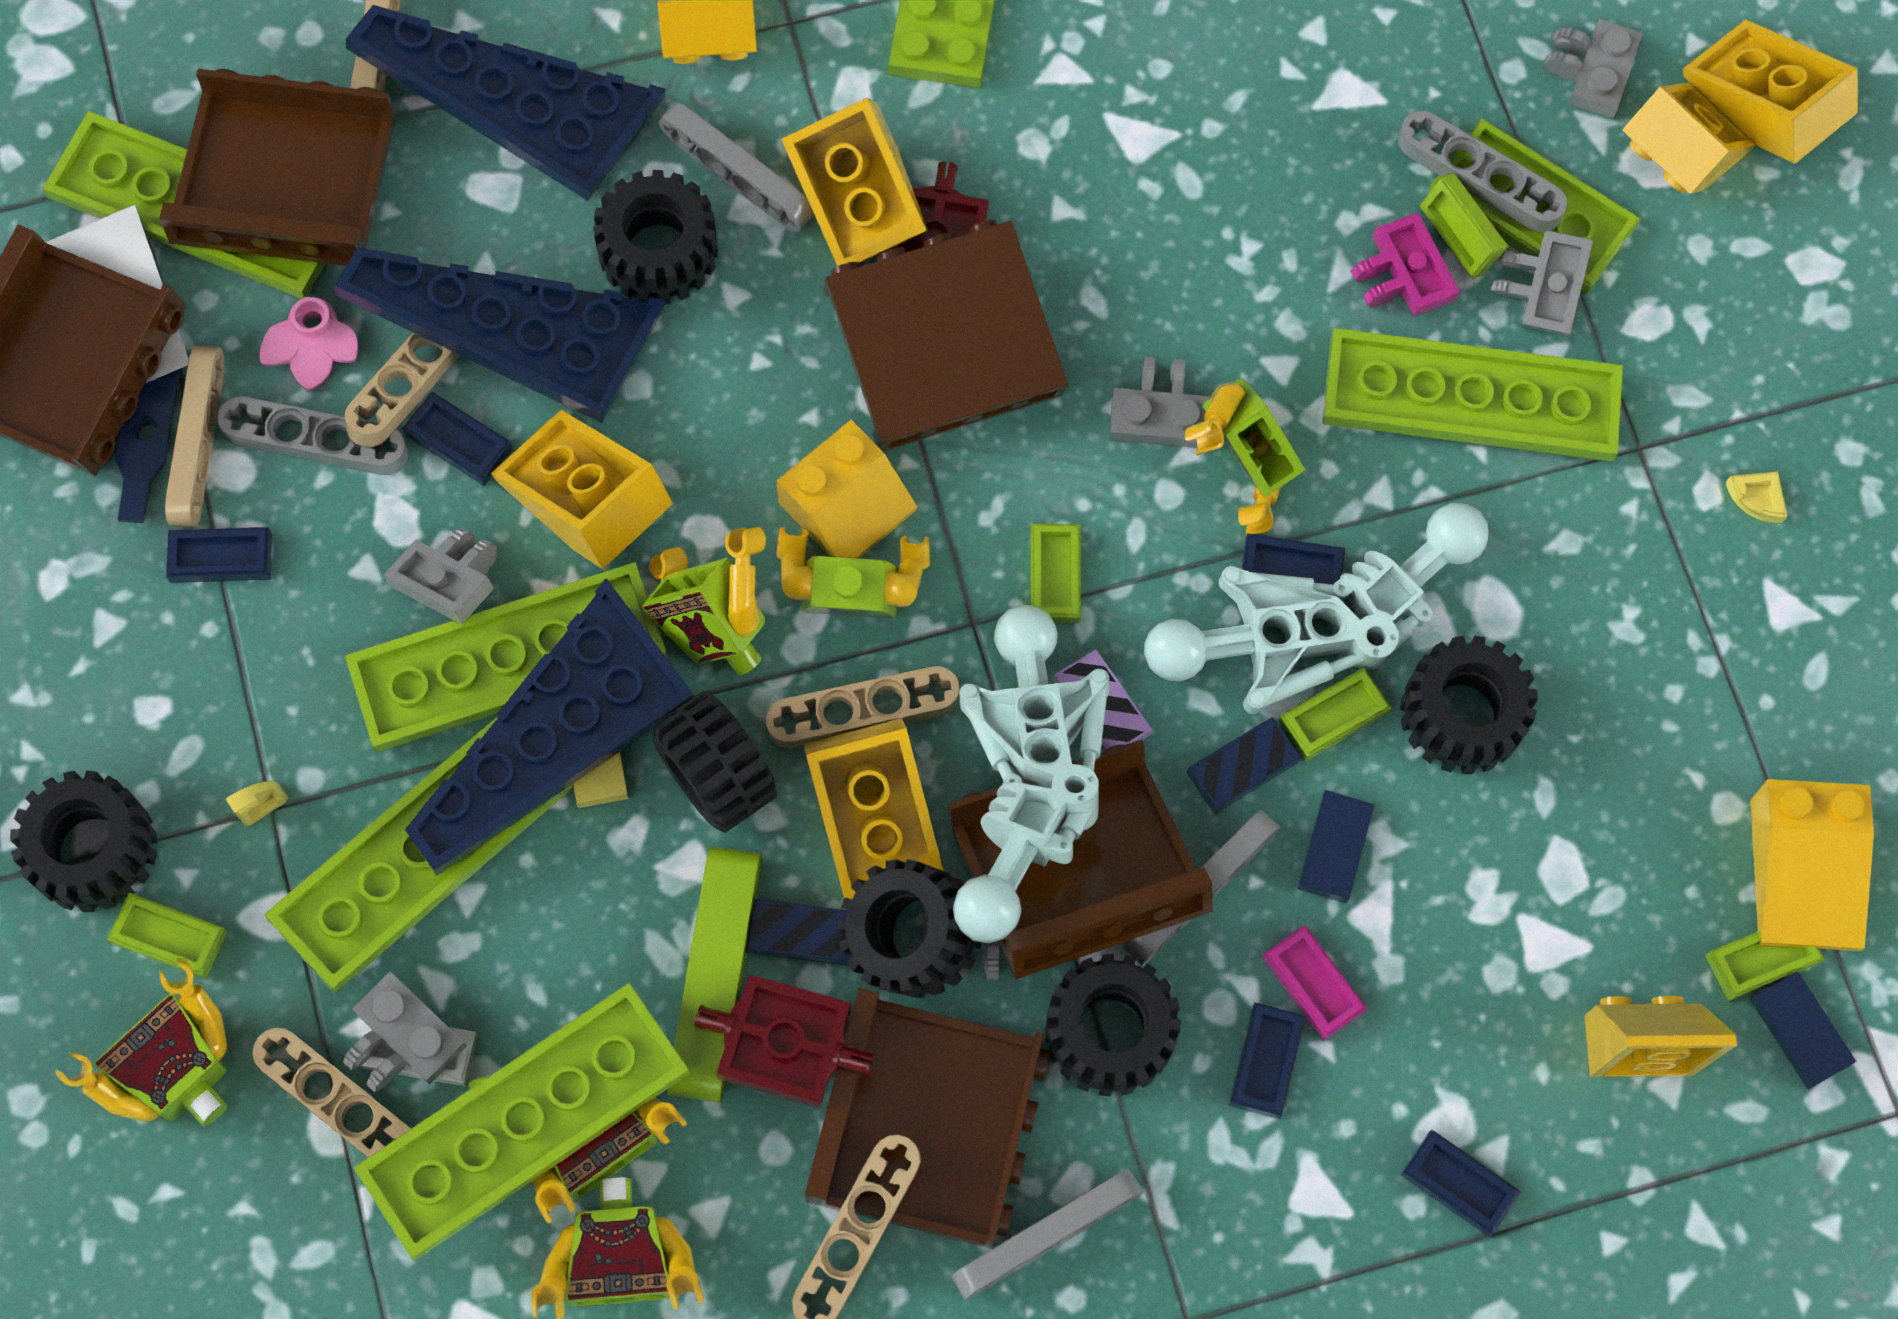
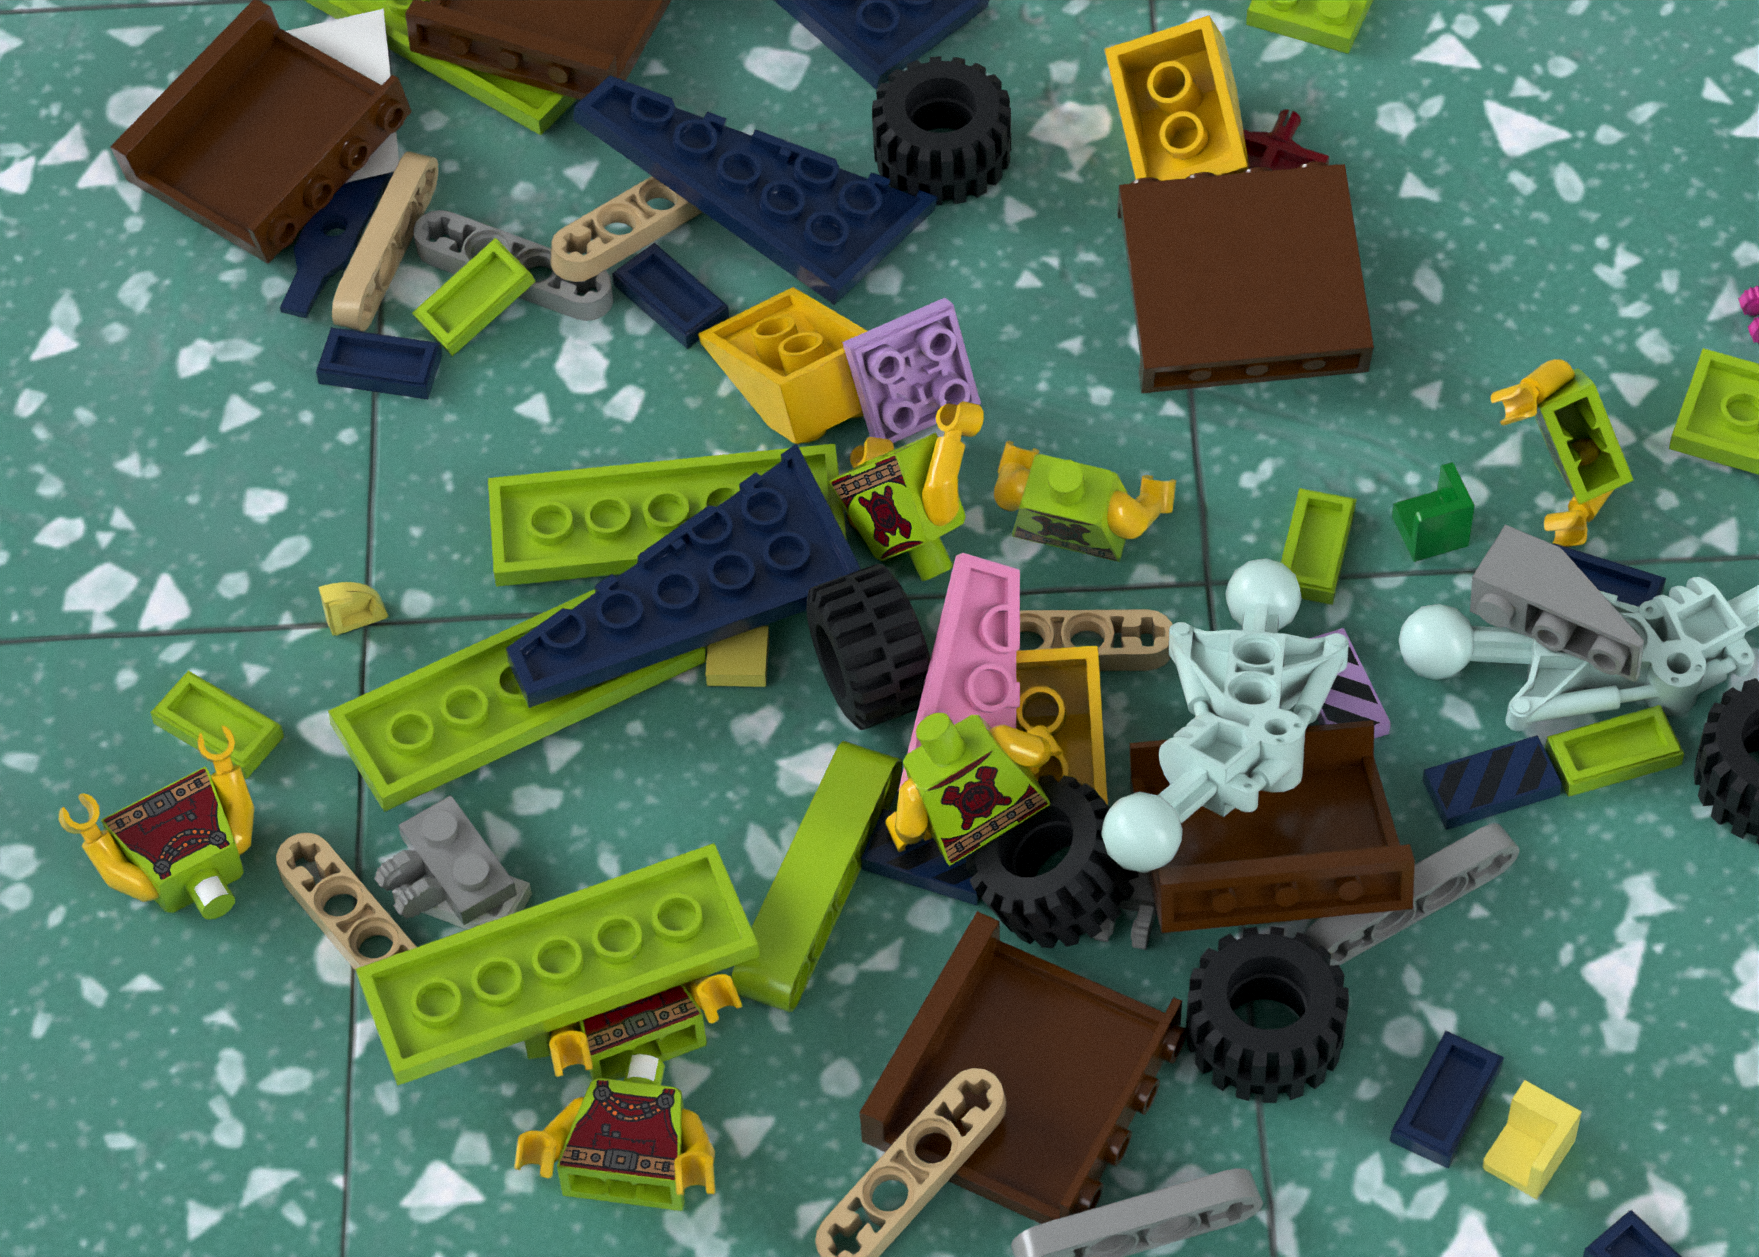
camera: 20 degrees right, 15 degrees down
(61, 809) = (146, 569): black tyre -> none
(287, 477) = (473, 297): none -> lime tile
(309, 350) = (534, 174): bright pink plate -> none
(446, 578) = (621, 423): light grey hinge -> none
(686, 485) = (910, 370): none -> lavender tile
(736, 167) = (1050, 81): light grey beam -> none
(784, 1041) = (876, 946): dark red plate -> none
(811, 811) = (975, 647): none -> bright pink wing
(834, 886) = (969, 783): none -> torso
(845, 494) = (1092, 411): yellow slope -> none
(1148, 529) = (1438, 519): none -> green panel
(1156, 415) = (1464, 405): light grey hinge -> none
(1261, 603) = (1549, 599): none -> light grey slope
(1314, 982) = (1524, 1027): dark pink tile -> none
(1335, 846) = (1583, 888): dark blue tile -> none
(1343, 1087) = (1533, 1140): none -> light yellow panel

